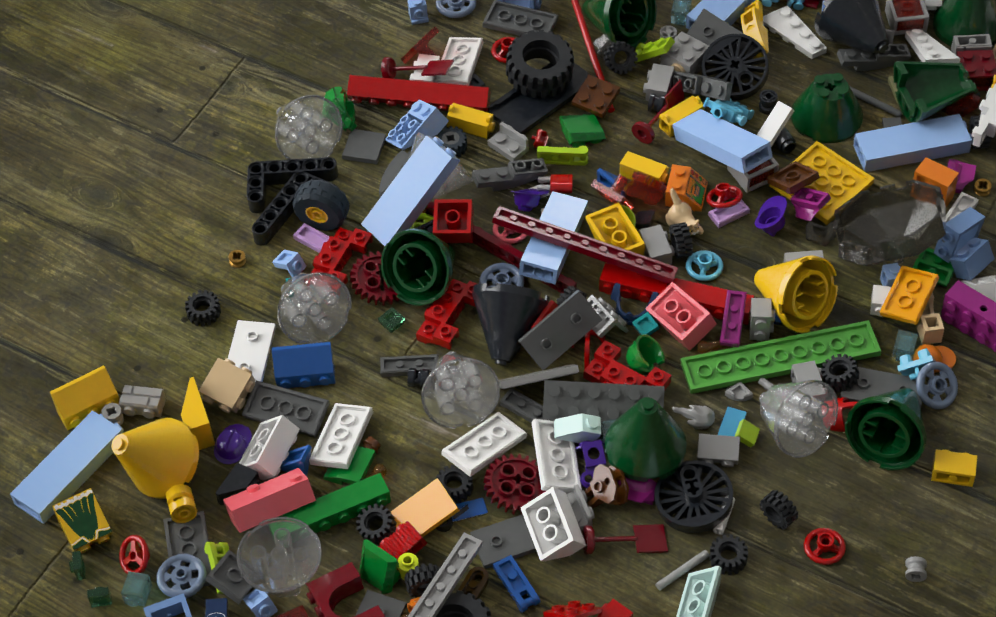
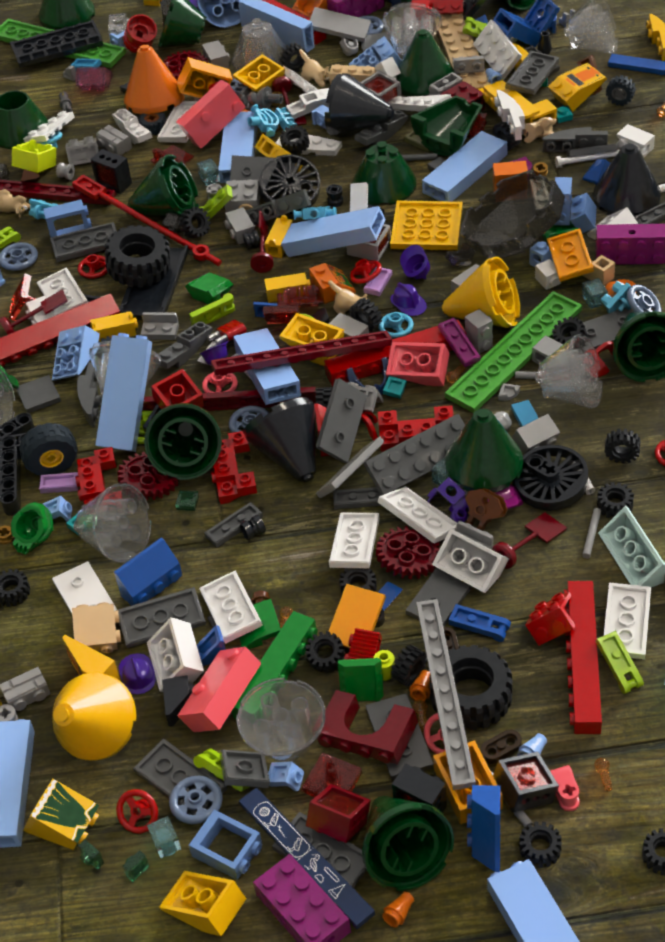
camera: 35 degrees left, 5 degrees down
(181, 503) = (142, 742): yellow wheel -> none
(261, 263) = (31, 527): none -> green helmet
(460, 391) = (302, 508): clear cone -> none
(541, 138) = (182, 310): red piece -> none
(578, 428) = (419, 483): light aqua slope -> none
(596, 96) = (200, 257): reddish brown plate -> none
(644, 353) = (416, 405): green helmet -> none
(737, 248) = (408, 300): none -> dark purple piece
(747, 432) = (540, 410): lime tile -> none
(781, 14) = (293, 133): none -> black tyre
(793, 177) = (408, 229): reddish brown plate -> none
(809, 202) = (436, 239): magenta slope -> none

